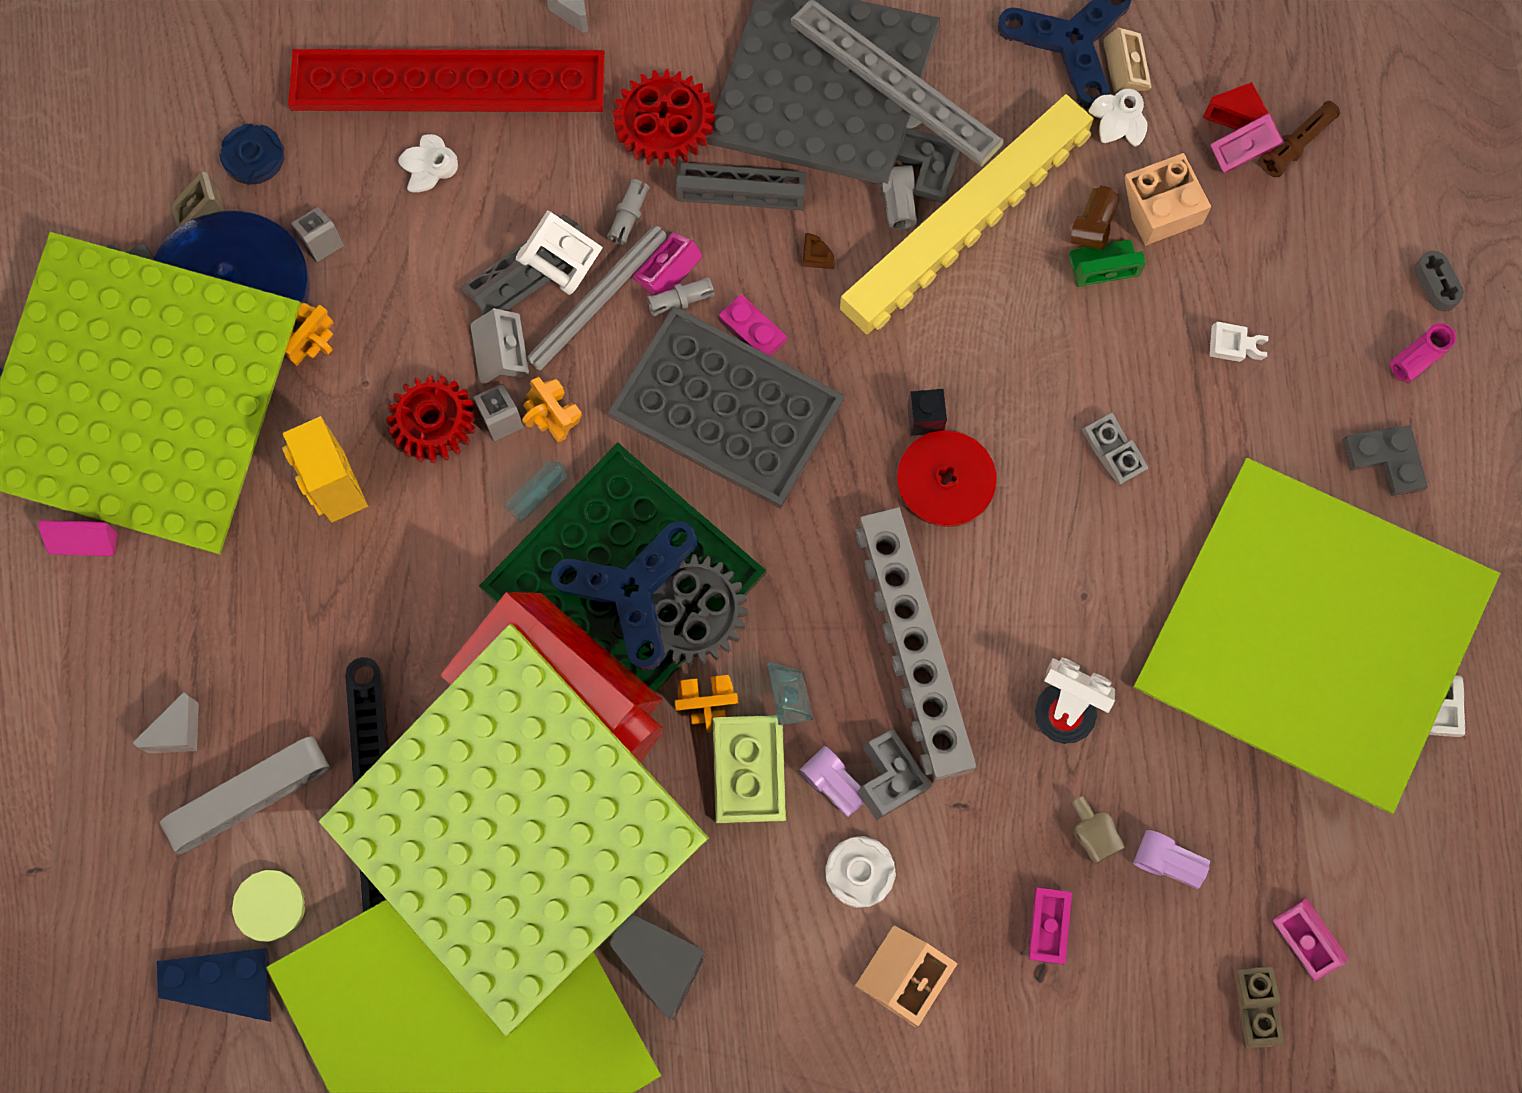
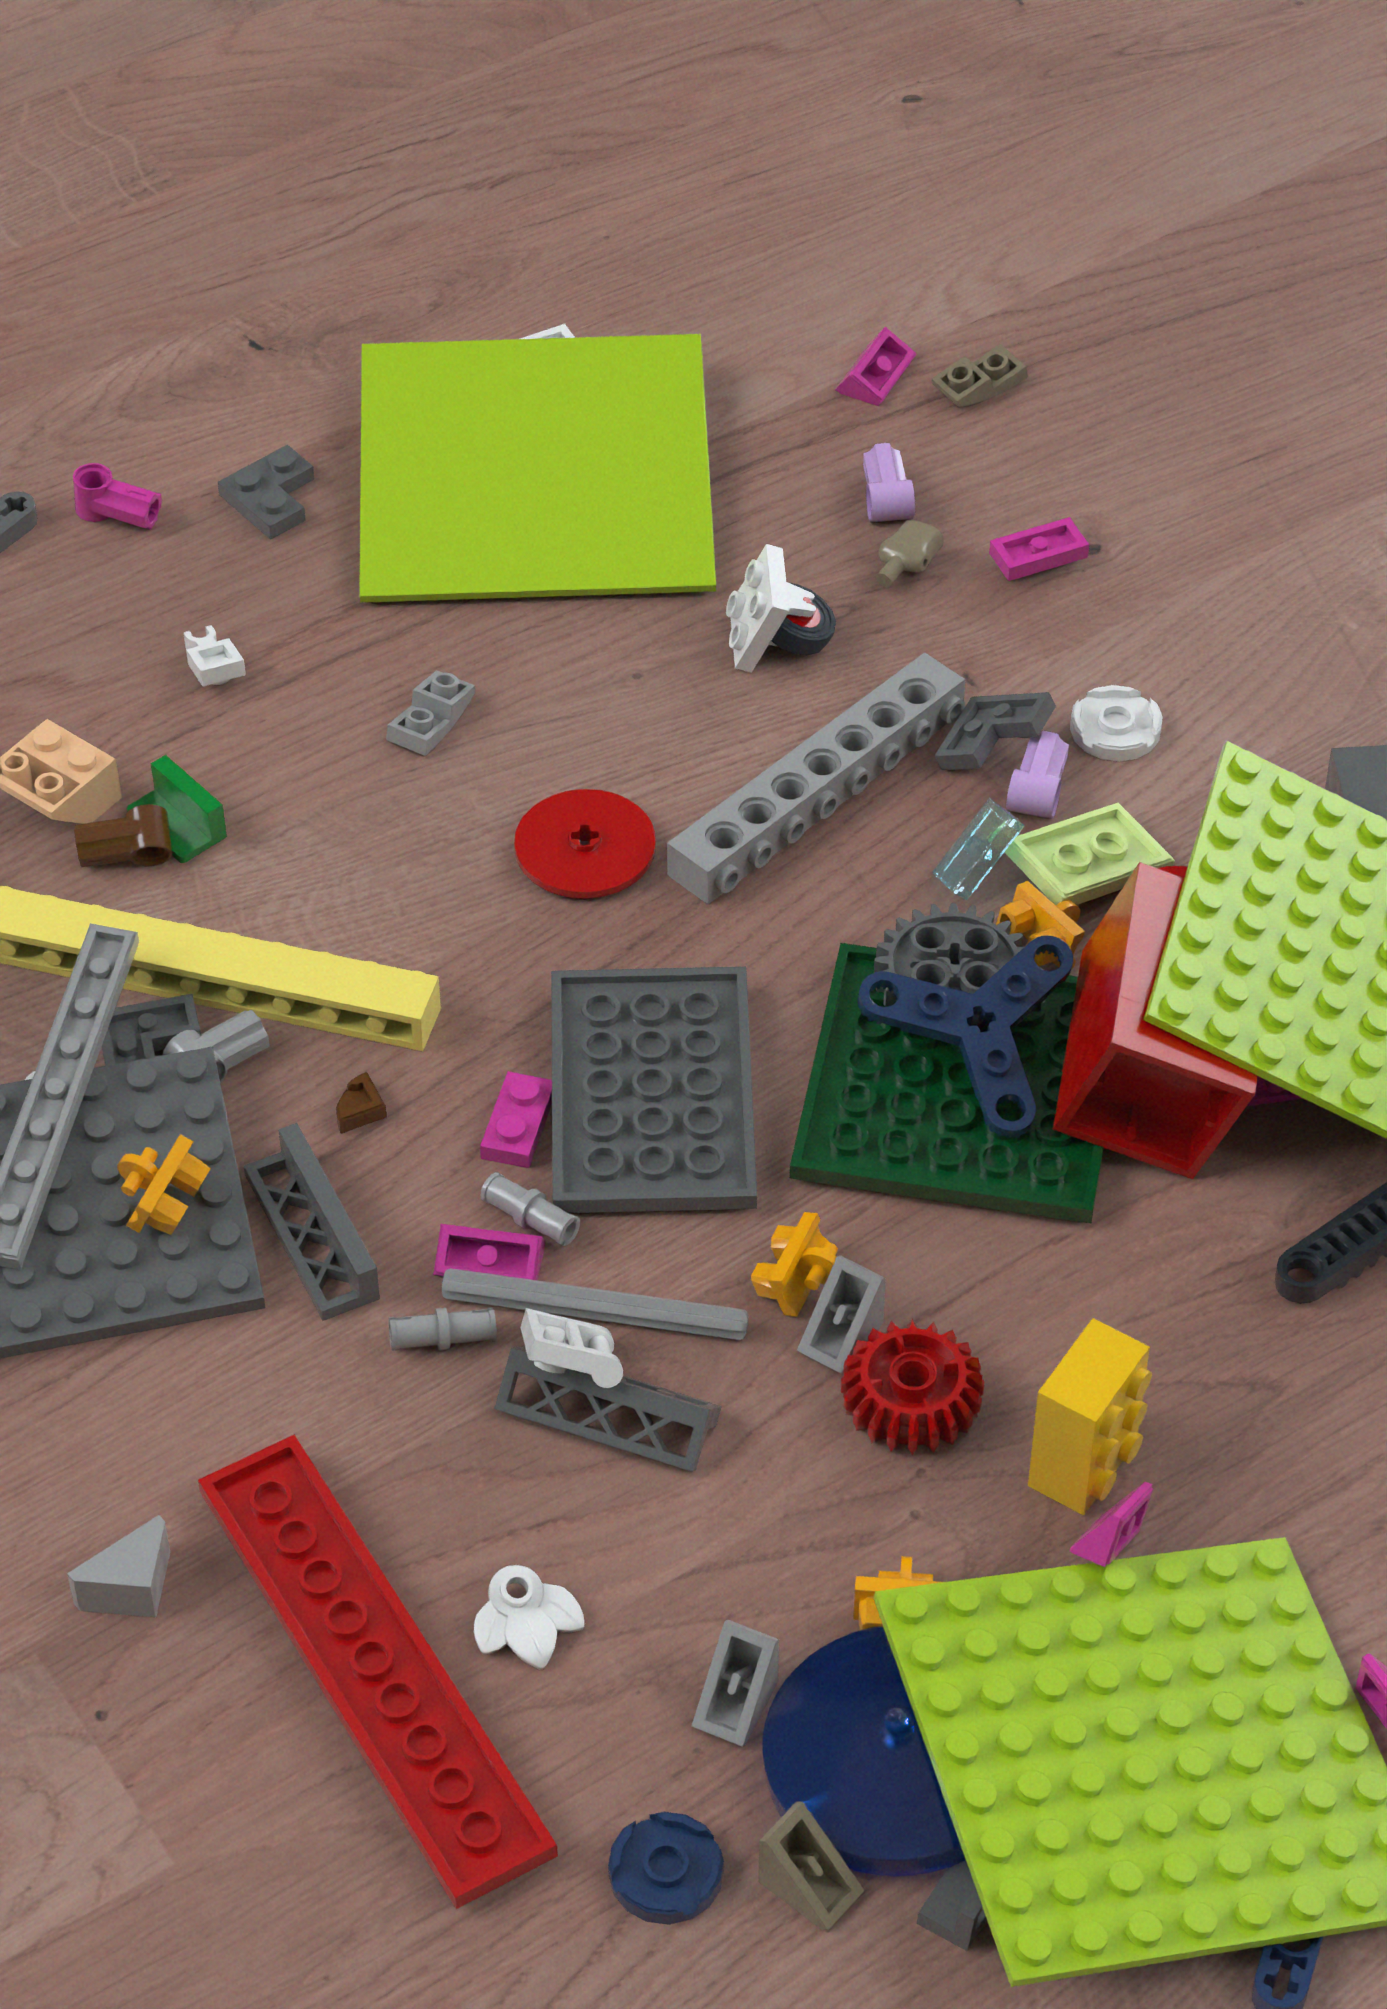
camera: 120 degrees left, 25 degrees down
(270, 454) = (1114, 1528): none -> dark pink slope
(499, 345) = (753, 1374): light grey panel -> none
(536, 490) = (917, 1227): clear light blue slope -> none
(666, 93) = (220, 1375): red gear -> none
(781, 94) = (156, 1206): none -> light orange hips
(906, 975) = (1195, 622): light nougat slope -> none
(926, 411) = (516, 884): black brick -> none

